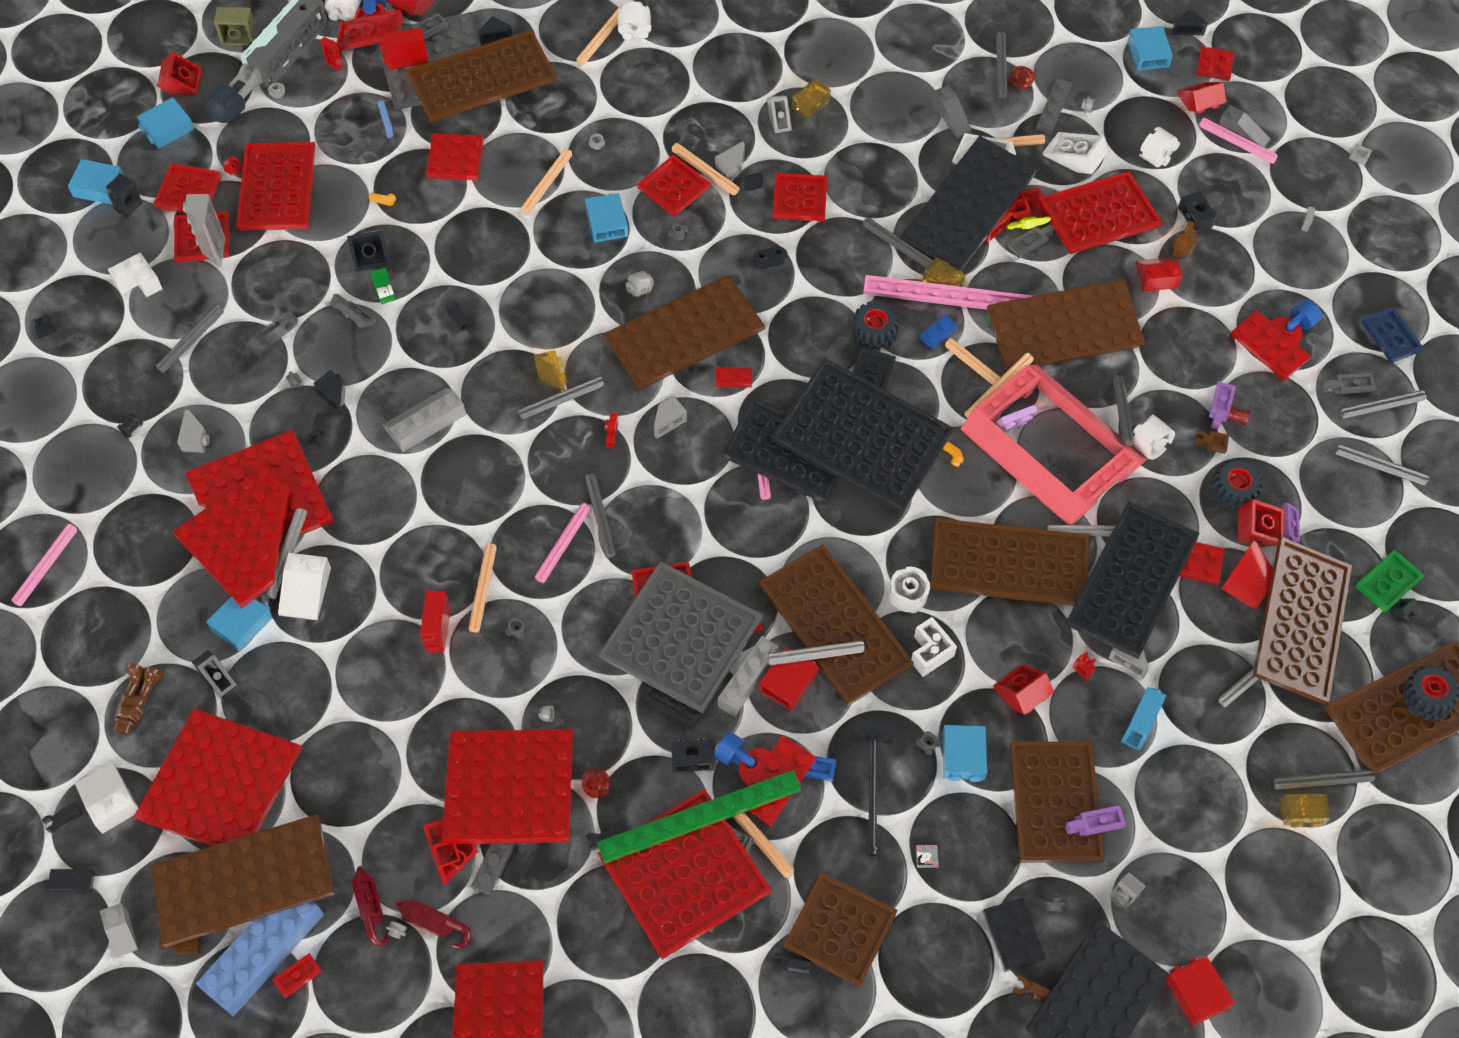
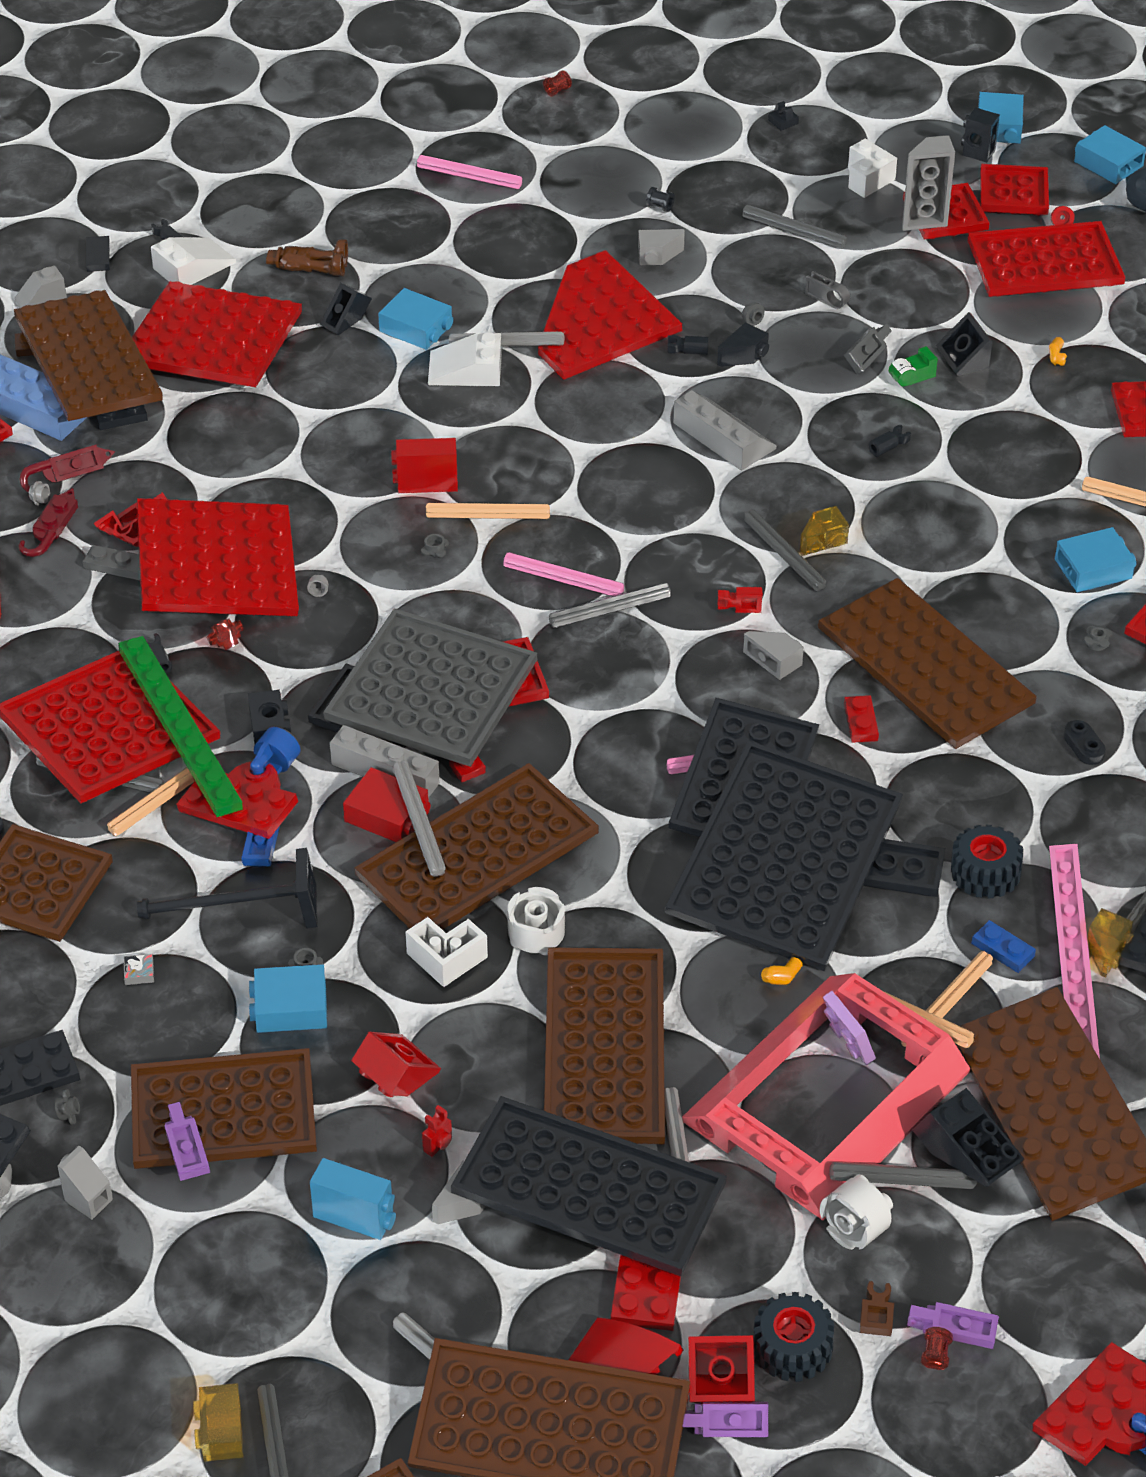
camera: 85 degrees right, 15 degrees down
(241, 535) = (522, 293): red plate -> none
(639, 283) = (990, 603): light grey head -> none
(1096, 373) = (968, 1139): none -> black slope

